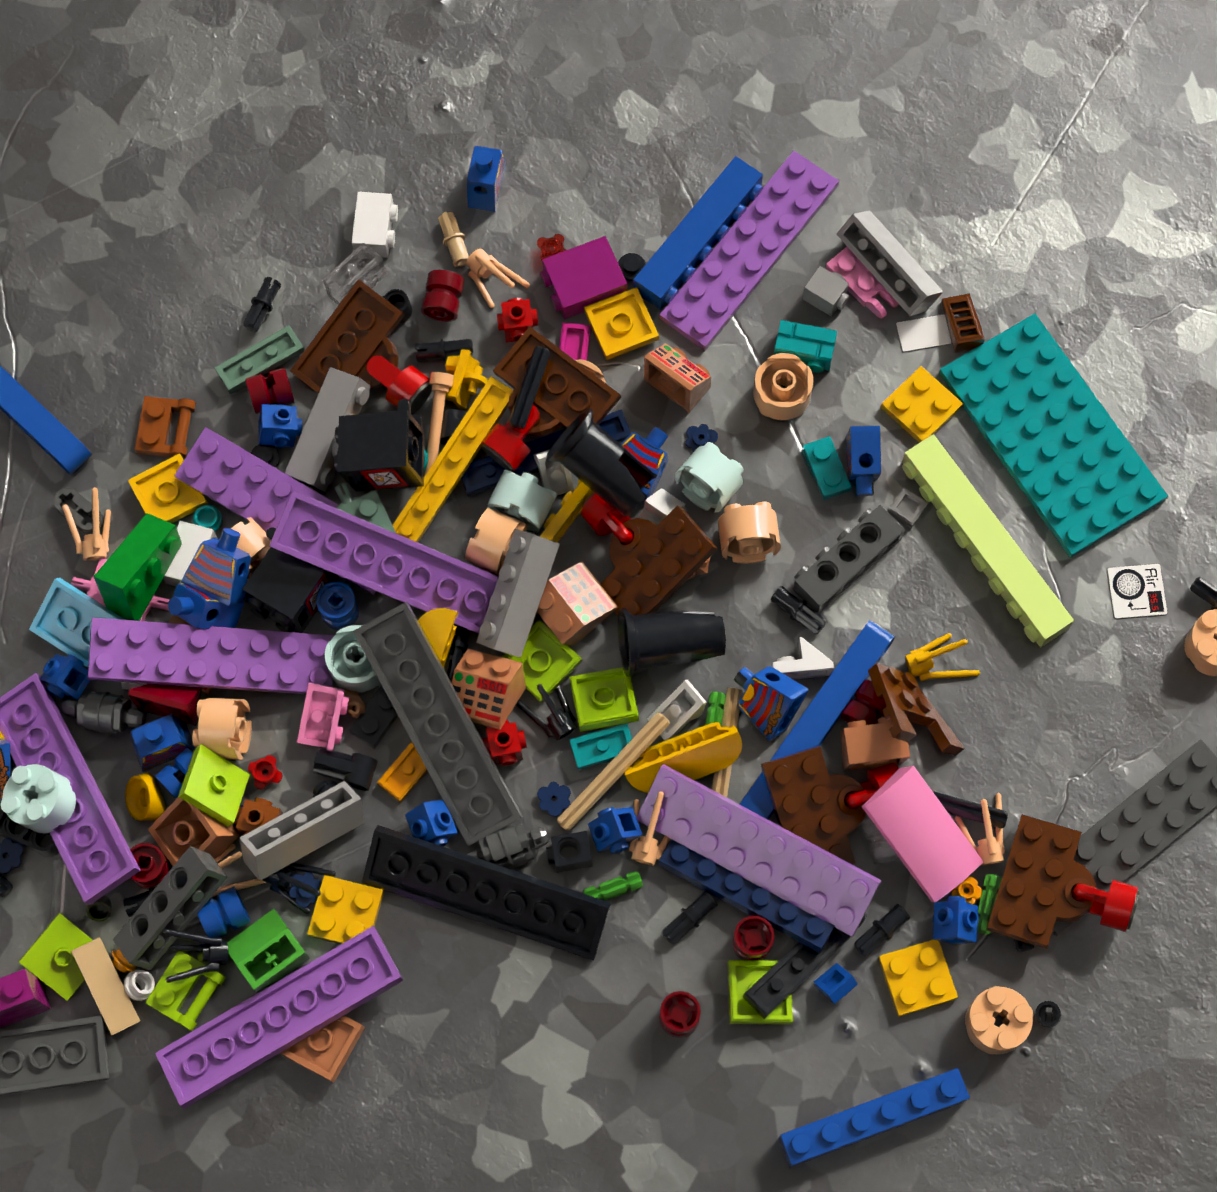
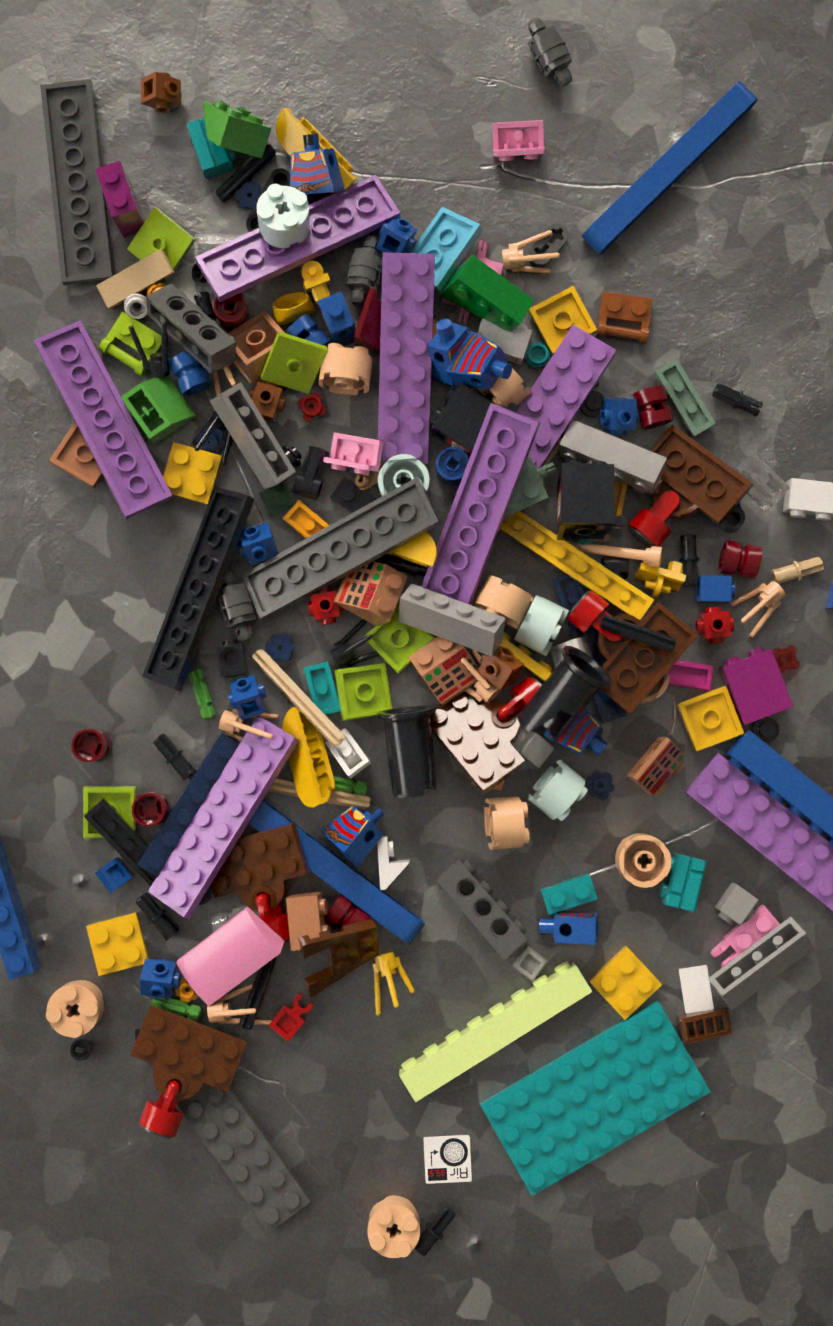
camera: 90 degrees right, 15 degrees up
(120, 765) = (315, 280): none -> yellow hips
(377, 810) = (276, 499): none -> clear green plate
(477, 321) = (715, 589): none -> blue brick
(573, 538) = (500, 668): none -> dark orange brick
(594, 557) = (485, 690): none -> light nougat plant
(798, 610) = (437, 862): black axle -> none
(992, 771) = (289, 1019): none -> red plate

